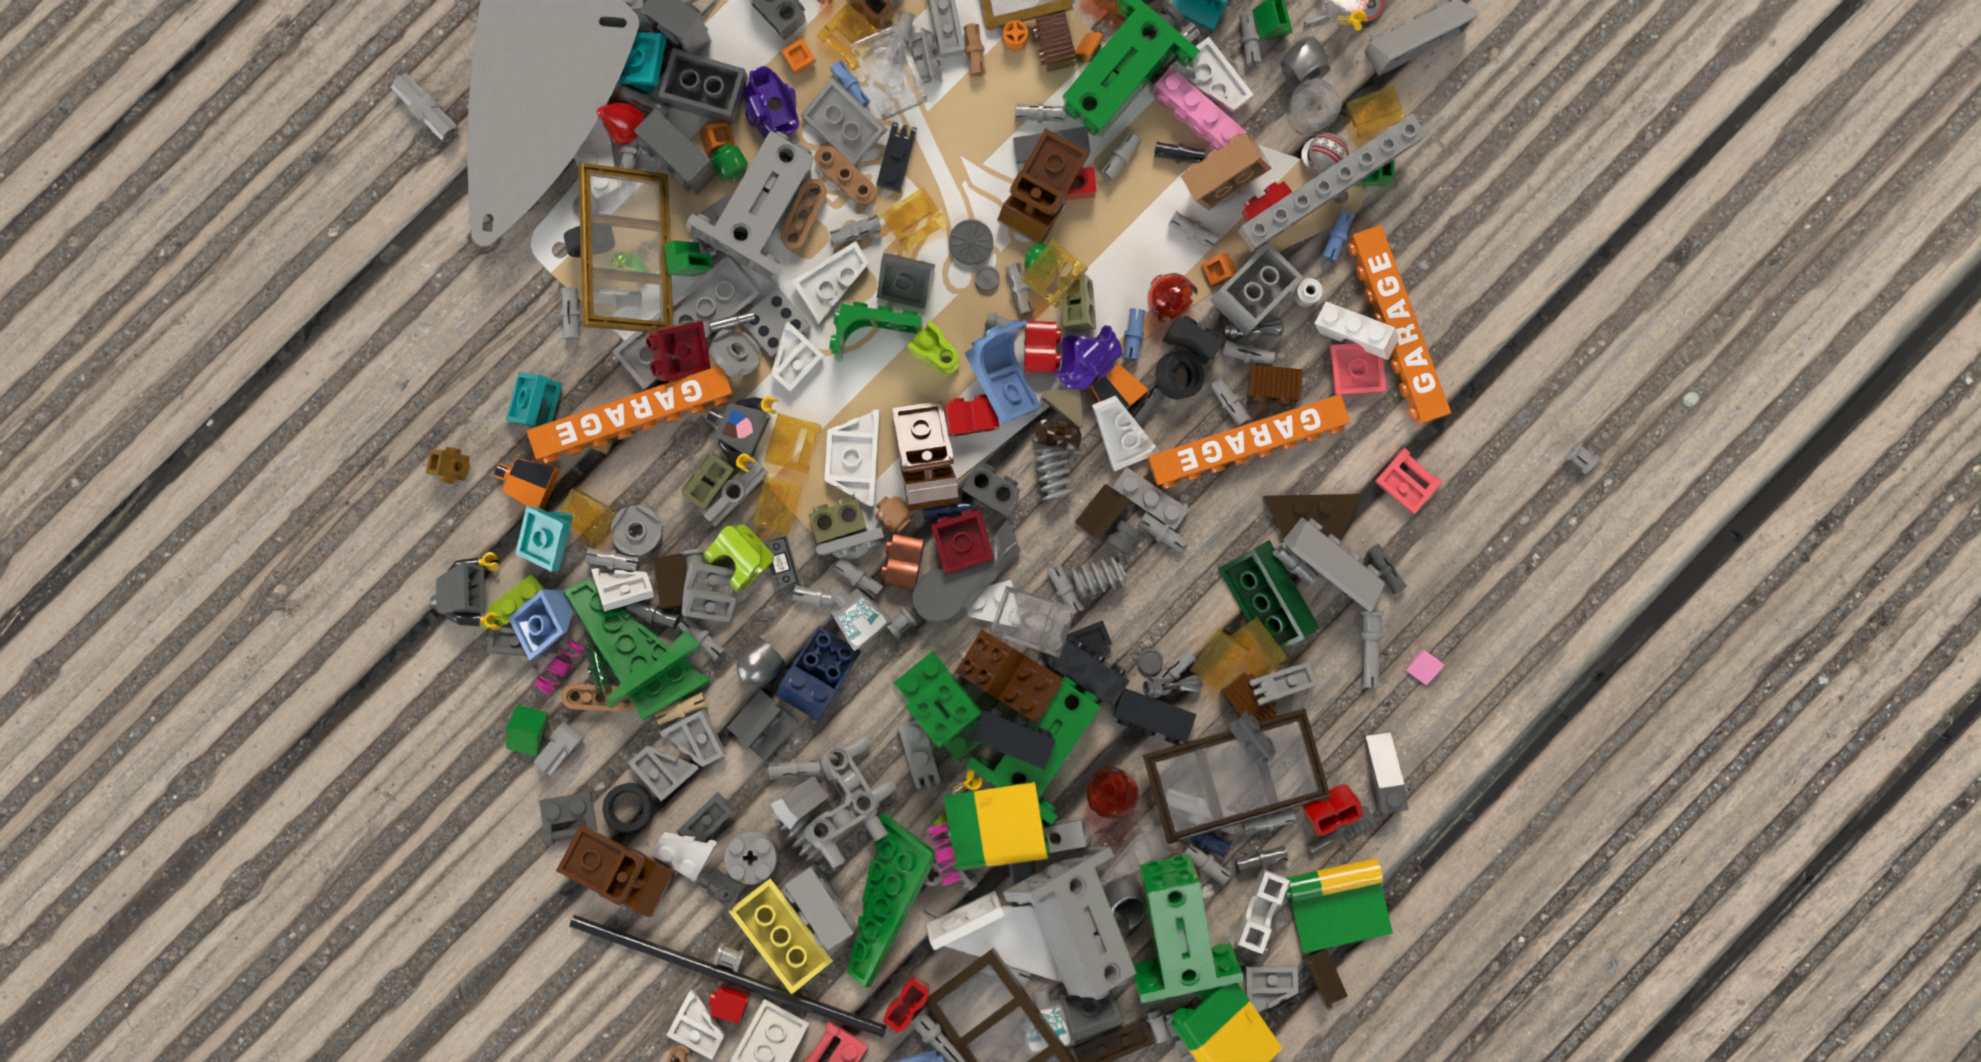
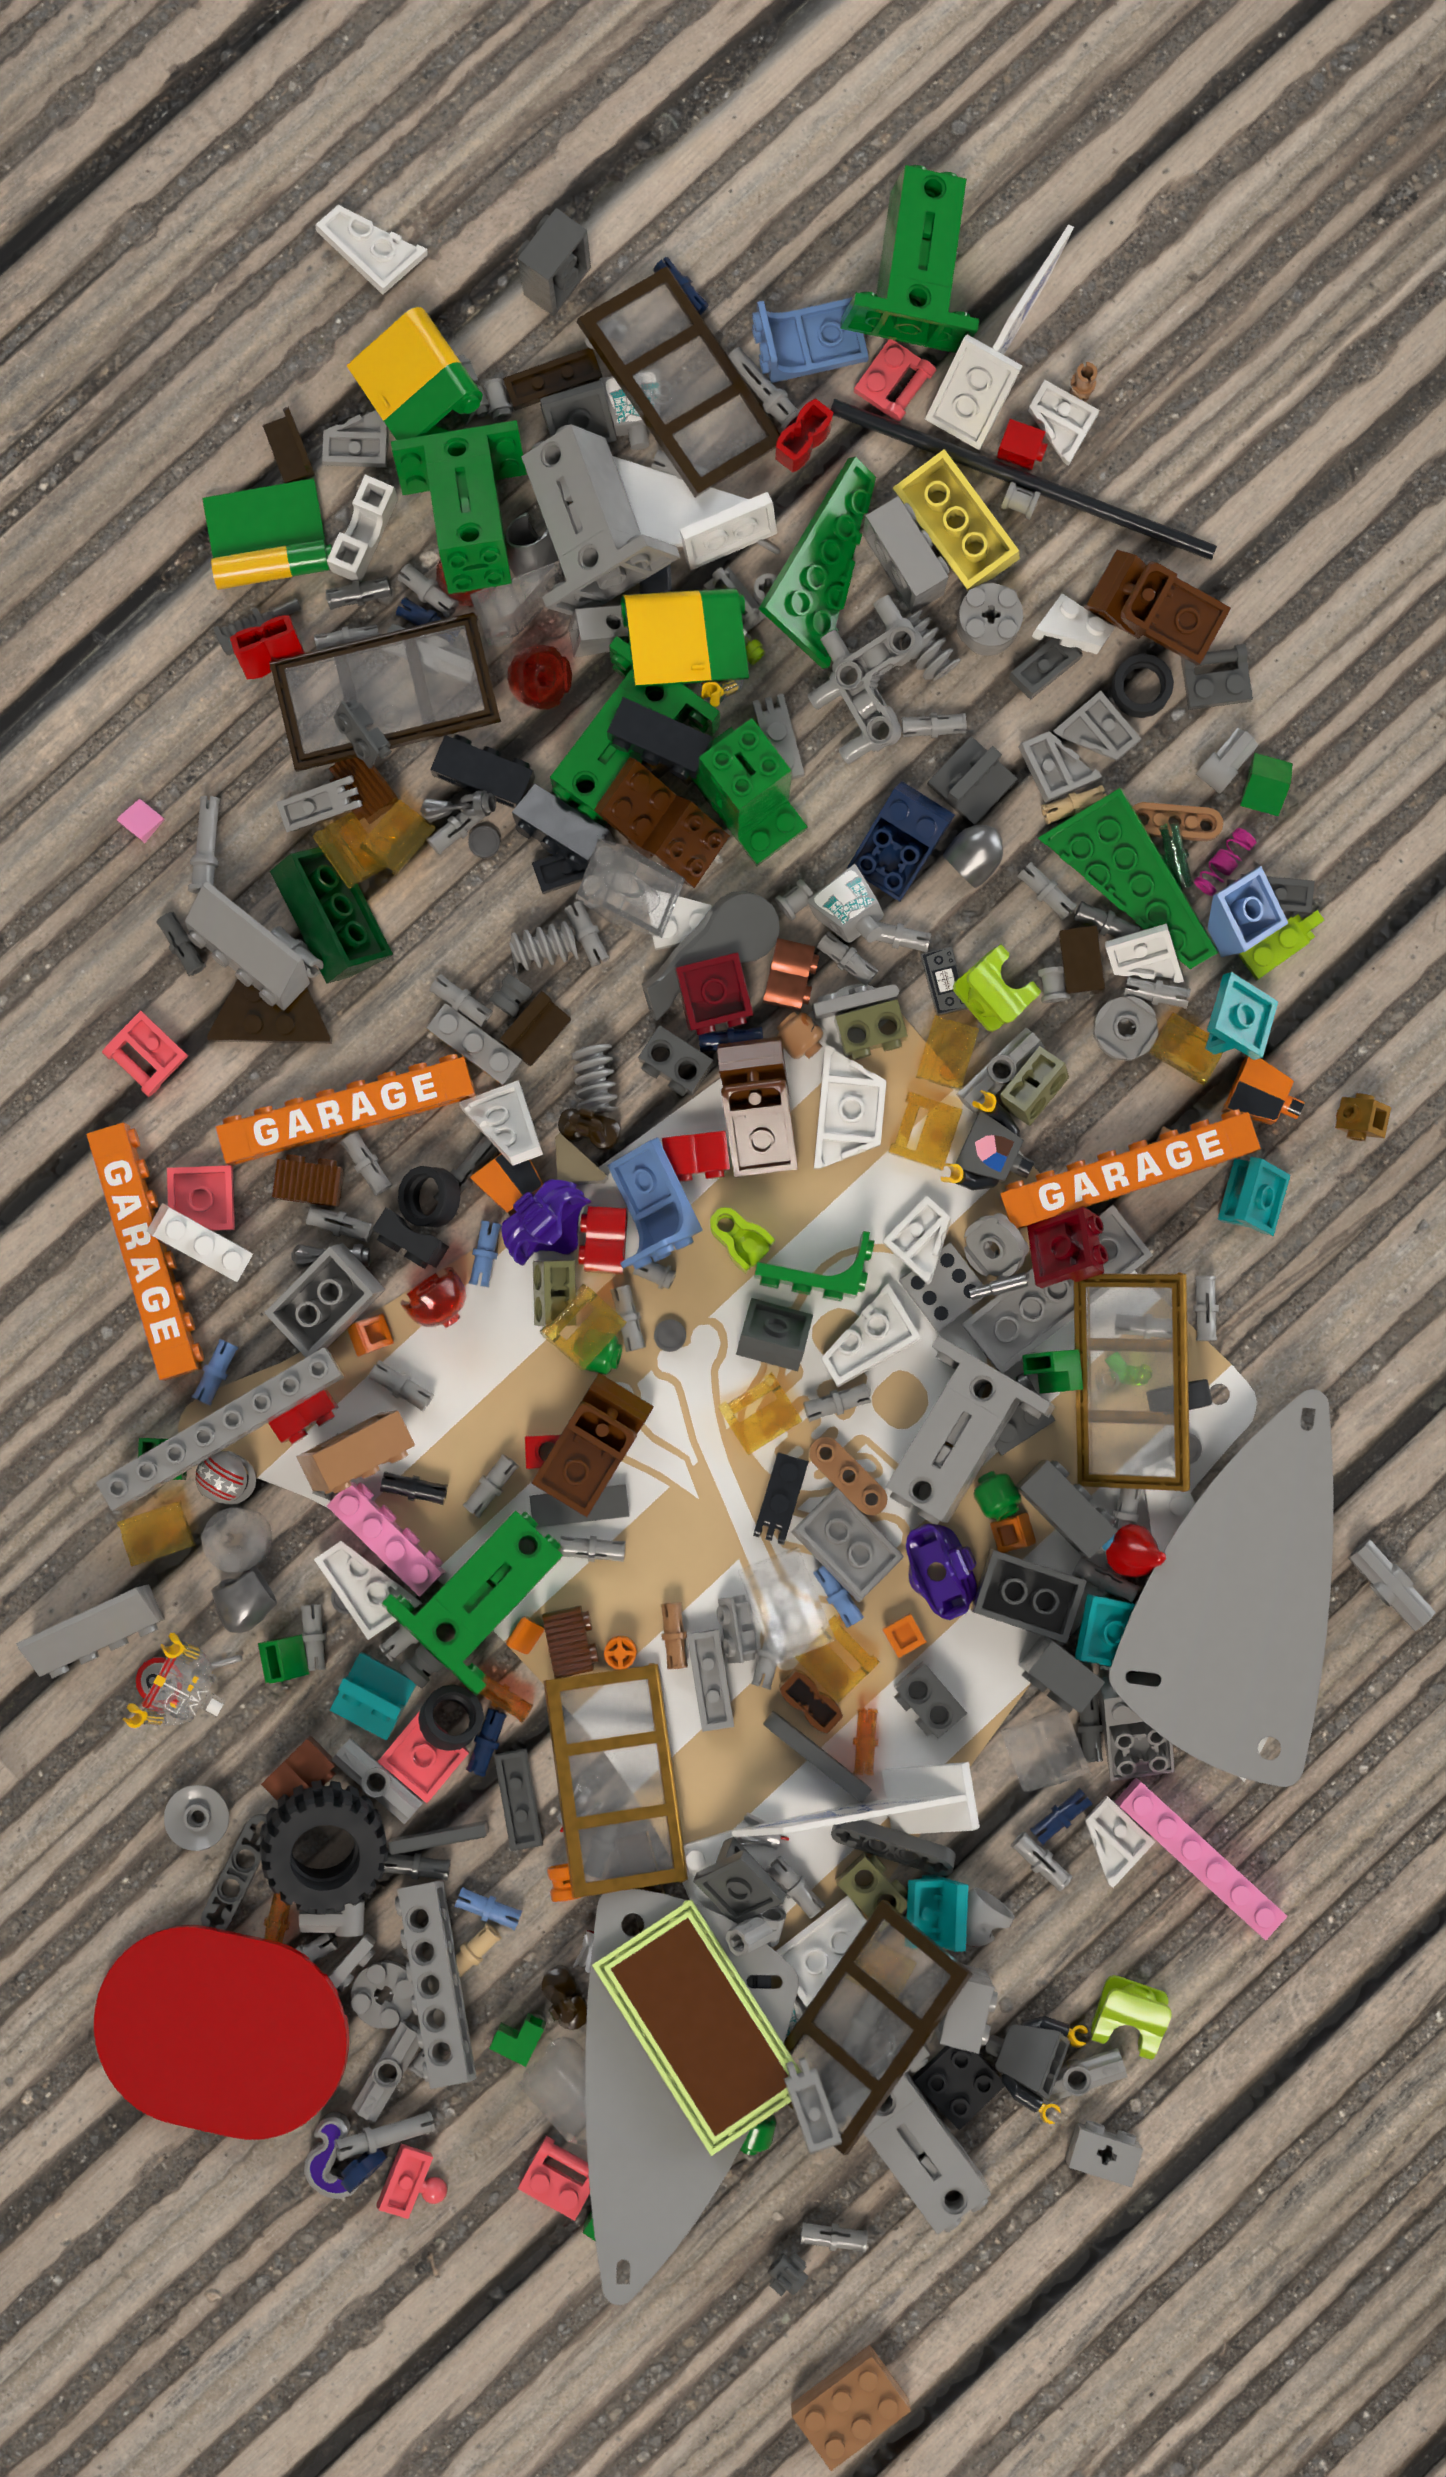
camera: 175 degrees left, 0 degrees up
(462, 592) = (1345, 955): dark grey torso -> none
(643, 674) = (1071, 874): green slope -> none
(708, 592) = (1035, 944): light grey slope -> none
(721, 887) = (1028, 582): dark grey hinge -> none
(800, 802) = (928, 679): light grey piece -> none
(803, 203) = (912, 1412): medium nougat plate -> none
(944, 854) = (750, 605): dark pink piece -> none
(971, 242) = (688, 1382): dark grey wheel -> none
(1304, 299) = (268, 1292): white brick -> none
(1385, 774) = (198, 690): slope -> none

